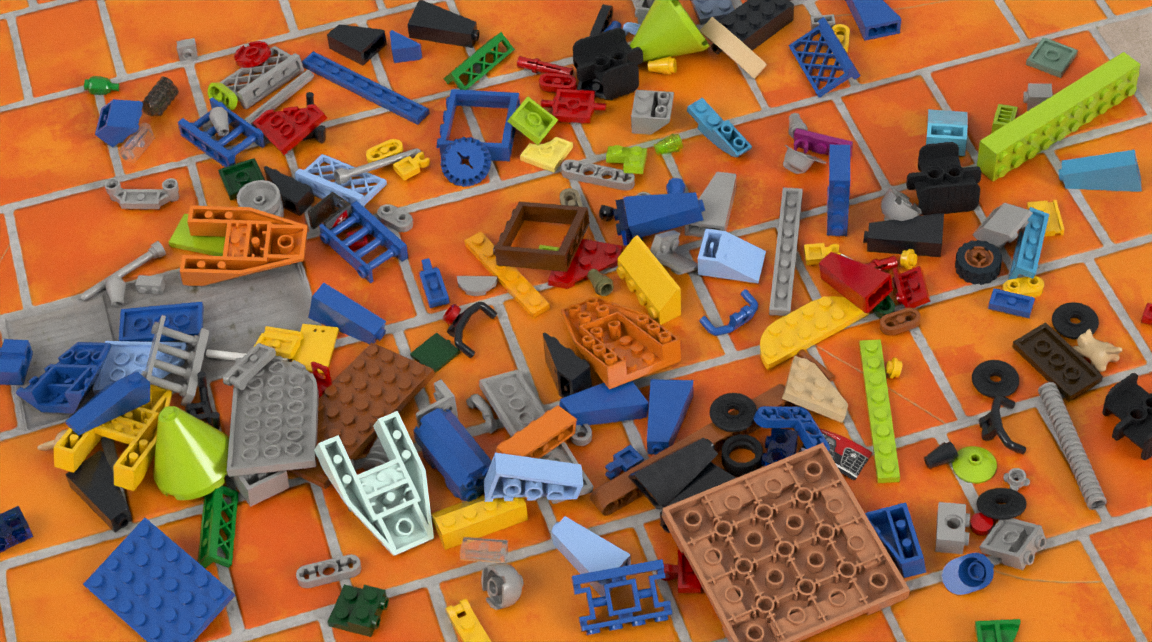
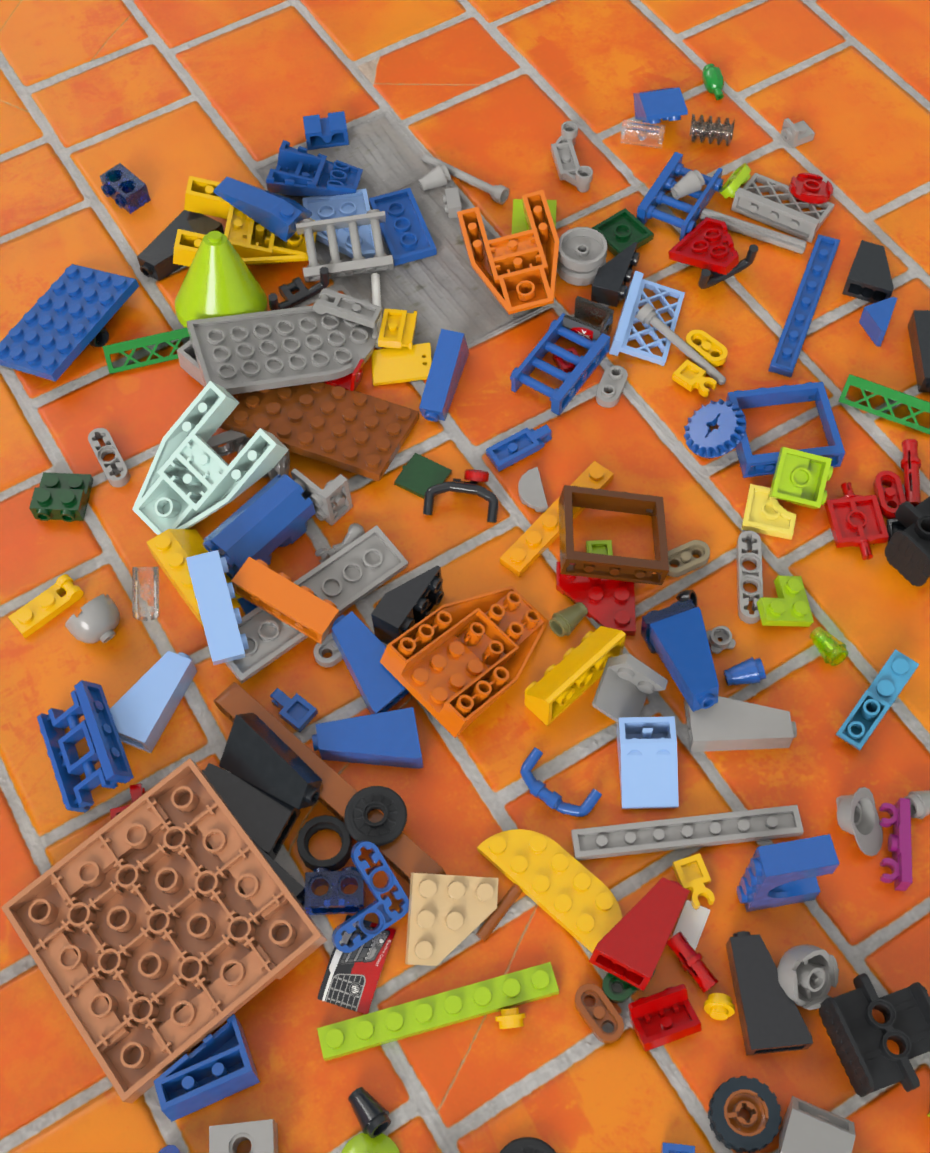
camera: 75 degrees right, 10 degrees up
(651, 111) = (876, 607): light grey slope -> none

